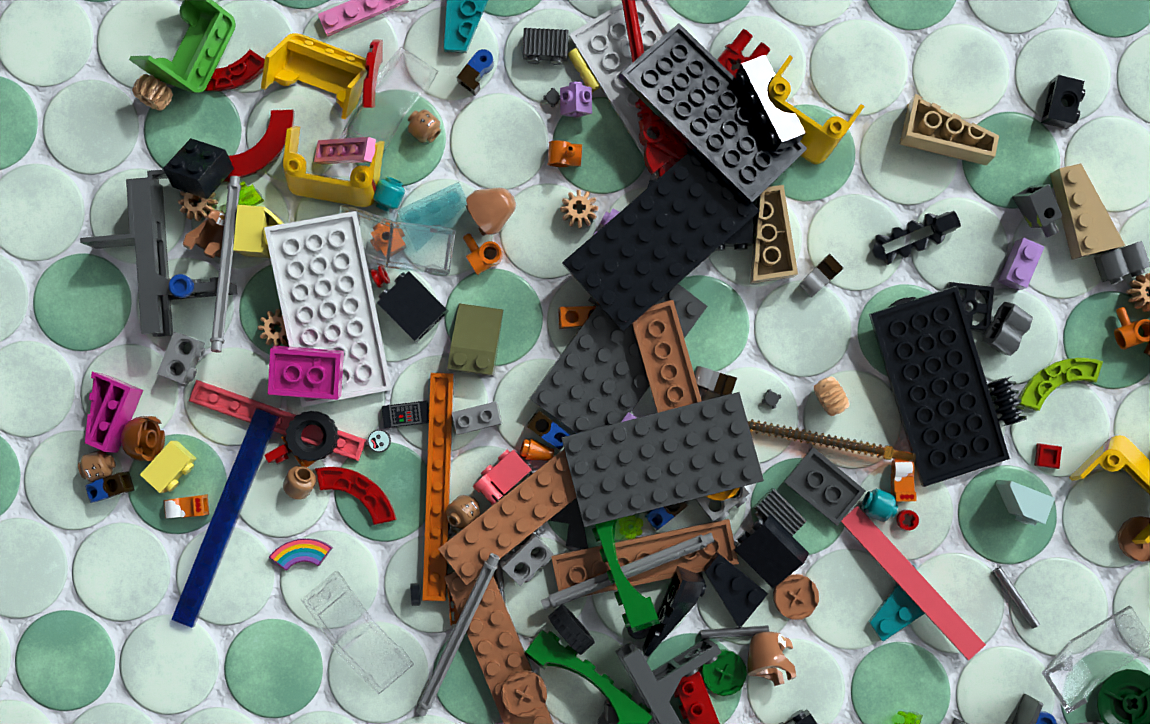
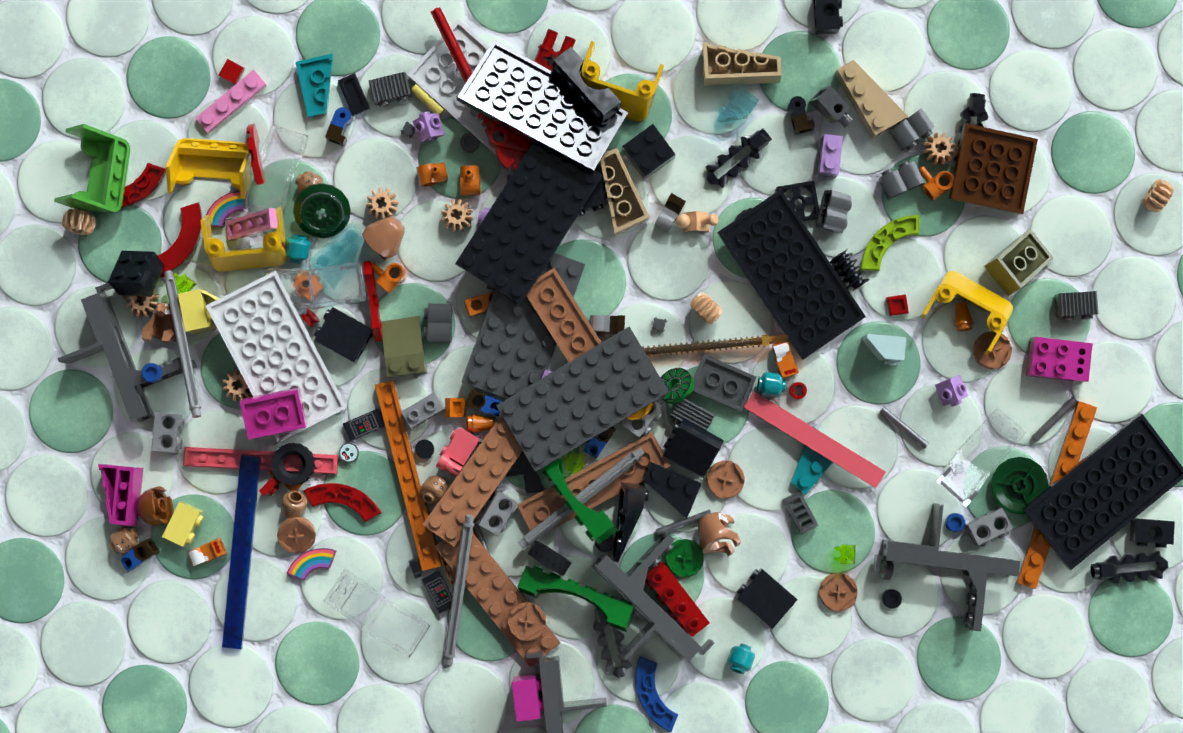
camera: 15 degrees left, 0 degrees up
(292, 516) = (296, 534): none -> nougat tile
(320, 124) = (224, 207): none -> tile
(421, 144) = (320, 197): none -> dark green piece
(434, 628) = (438, 591): none -> black tile
(457, 278) = (373, 301): none -> red tile
(465, 462) = (424, 449): none -> black tile
(497, 163) = (388, 199): none -> light nougat gear
(502, 40) = (354, 94): none -> black tile
(513, 425) = (454, 407): none -> orange plate
(523, 325) = (439, 323): none -> dark grey brick
(605, 174) = (470, 180): none -> orange piece
(616, 131) = (469, 143): none -> dark grey tile
(782, 479) = (685, 386): none -> tile
(816, 200) = (648, 151): none -> black brick
(848, 294) = (696, 221): none -> light nougat piece
(882, 677) = (807, 527): none -> dark grey slope
(934, 179) = (739, 106): none -> clear light blue slope
(997, 209) = (798, 116): none -> leg
(1084, 573) = (951, 391): none -> lavender brick
(1093, 315) = (900, 180): none -> dark grey brick
(1119, 493) = (962, 317): none -> orange cone

